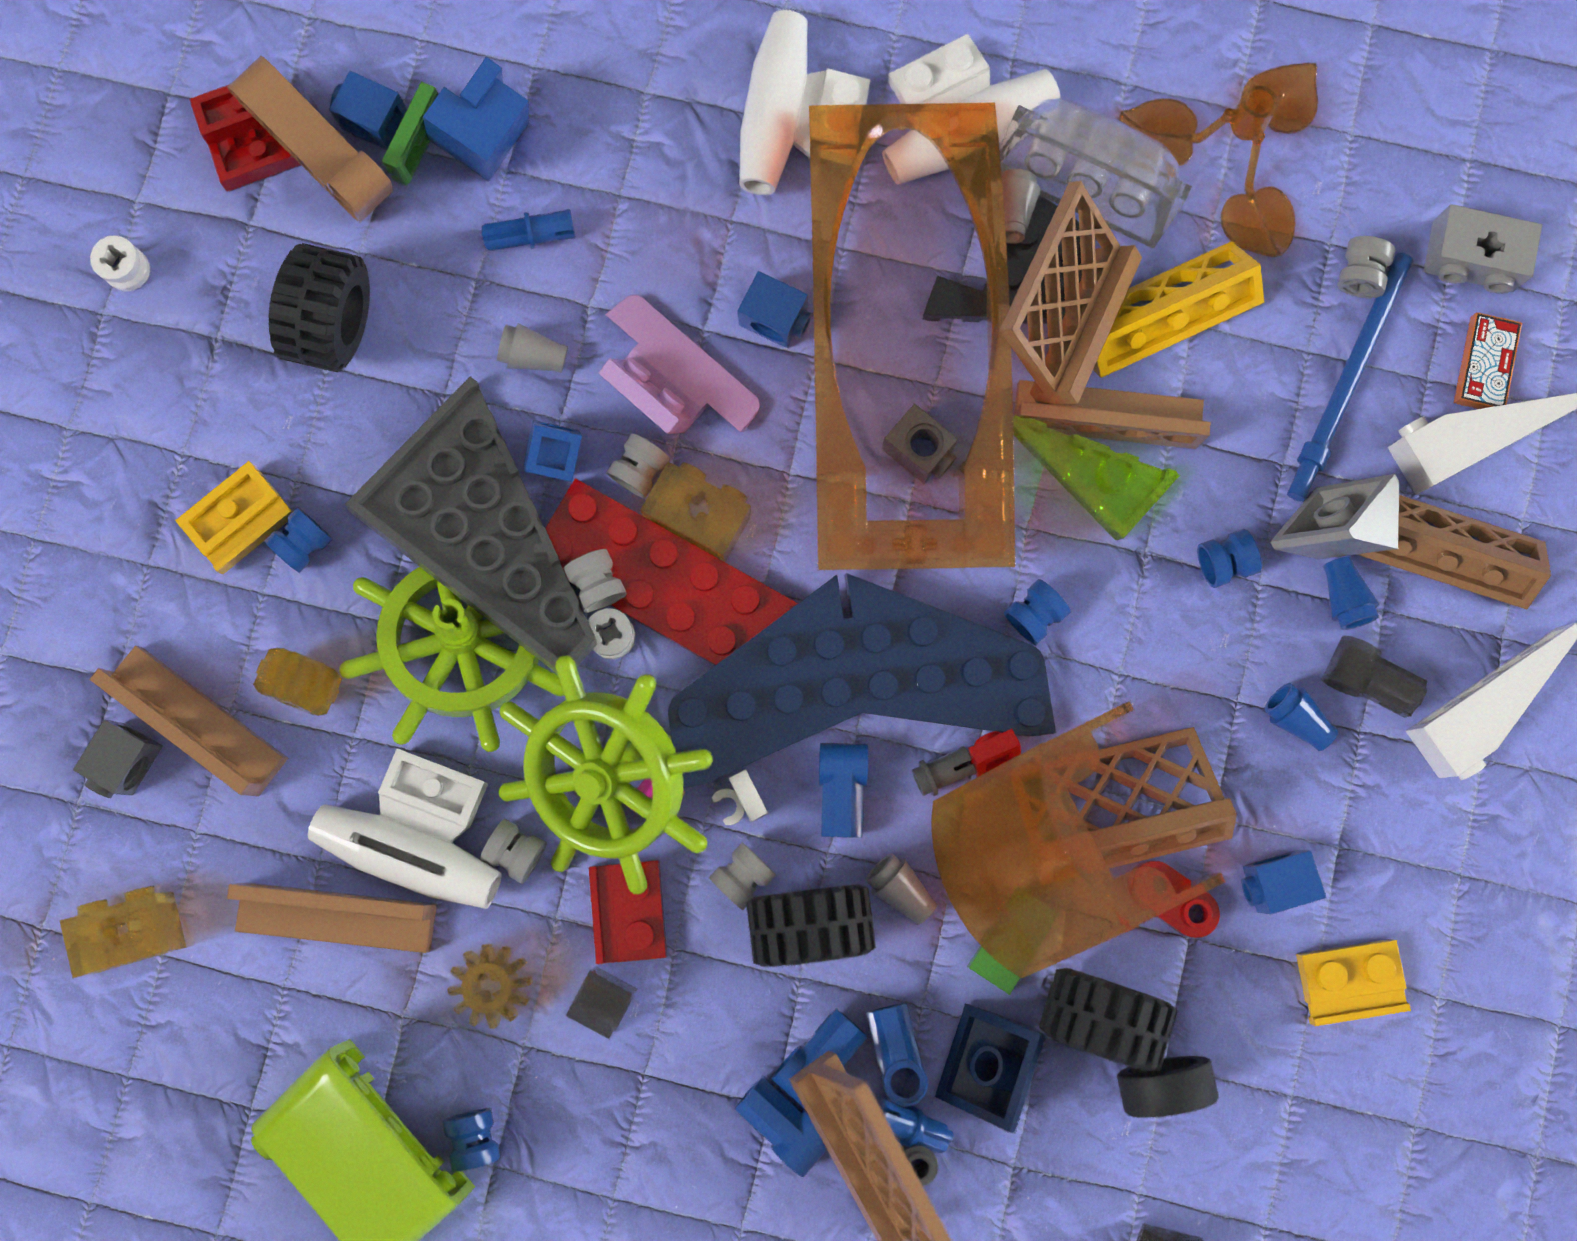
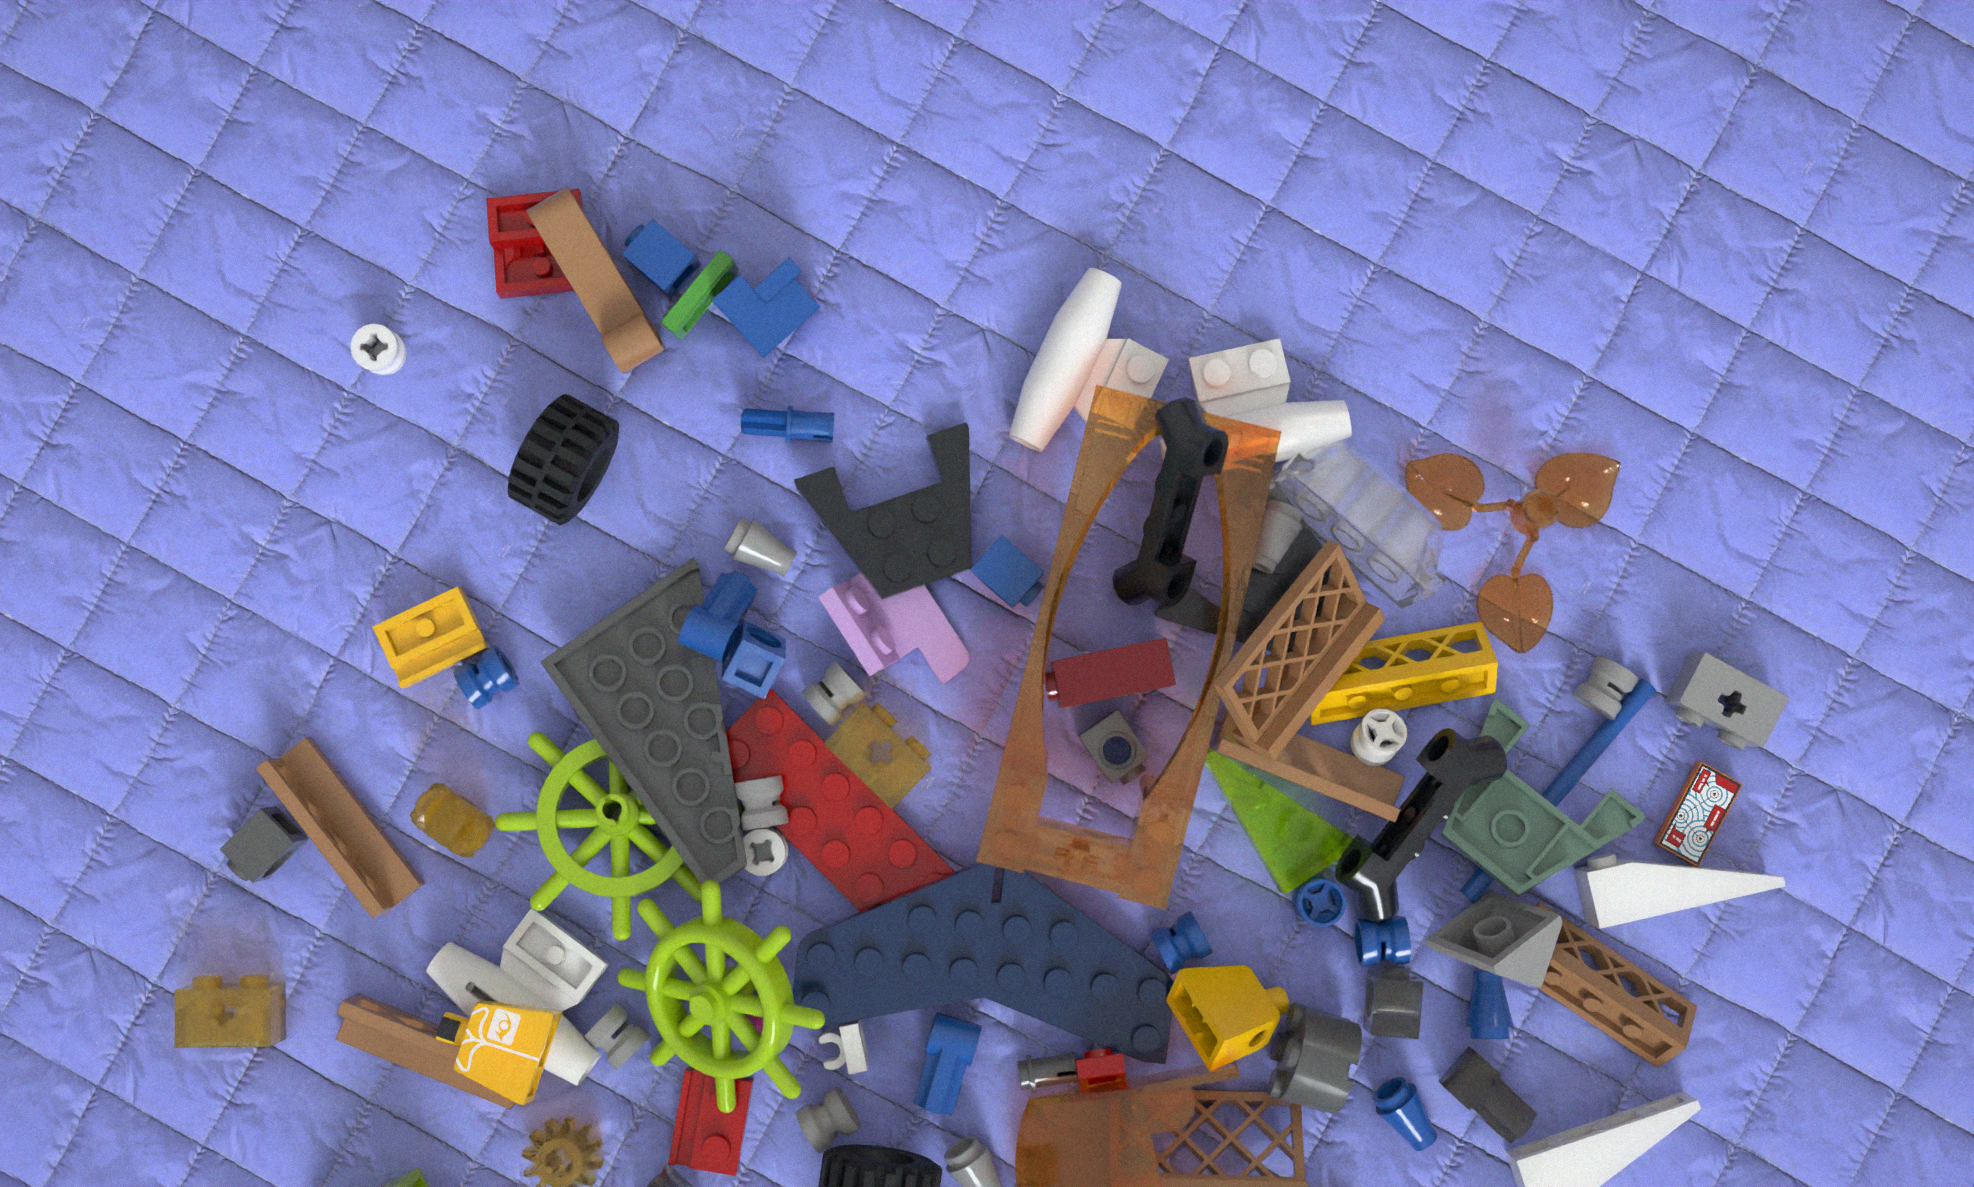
camera: 15 degrees right, 5 degrees up
(399, 878) = (502, 1046): none -> yellow torso
(507, 422) = (716, 623): none -> blue piece
(669, 303) = (909, 536): none -> black wing
(899, 369) = (1110, 673): none -> dark red brick
(915, 131) = (1191, 453): none -> black plate
(1099, 660) = (1225, 1011): none -> yellow torso
(1162, 528) = (1326, 905): none -> blue wheel
(1168, 368) = (1389, 735): none -> white wheel
(1199, 683) = (1314, 1059): none -> dark grey brick
(1246, 369) = (1451, 767): none -> black plate
(1257, 613) = (1393, 1003): none -> clear smoke brick
(1323, 415) = (1520, 833): none -> sand green wing

